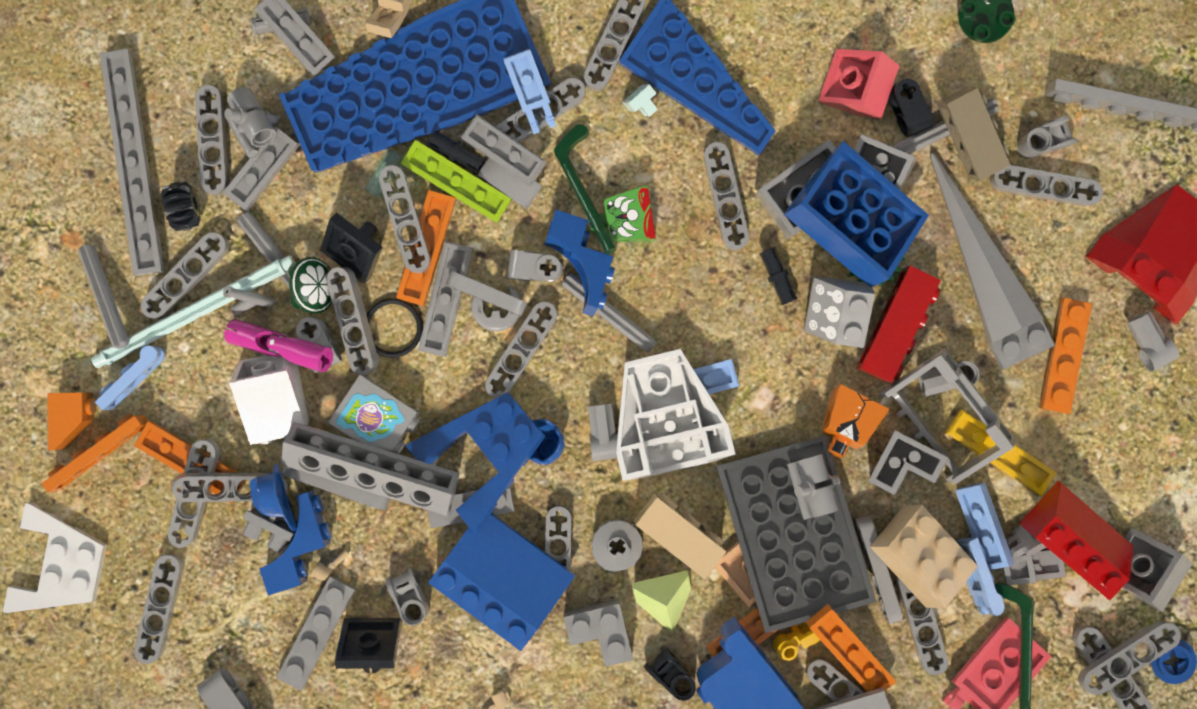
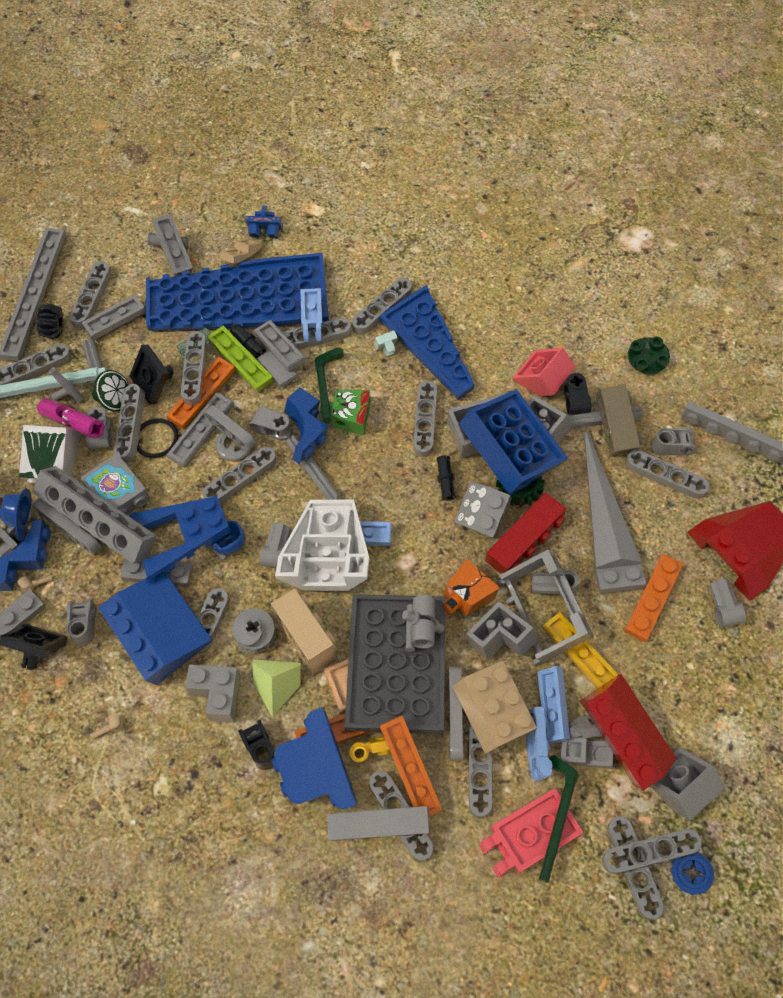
camera: 20 degrees right, 25 degrees down
(249, 121) = (119, 285): light grey pin -> none

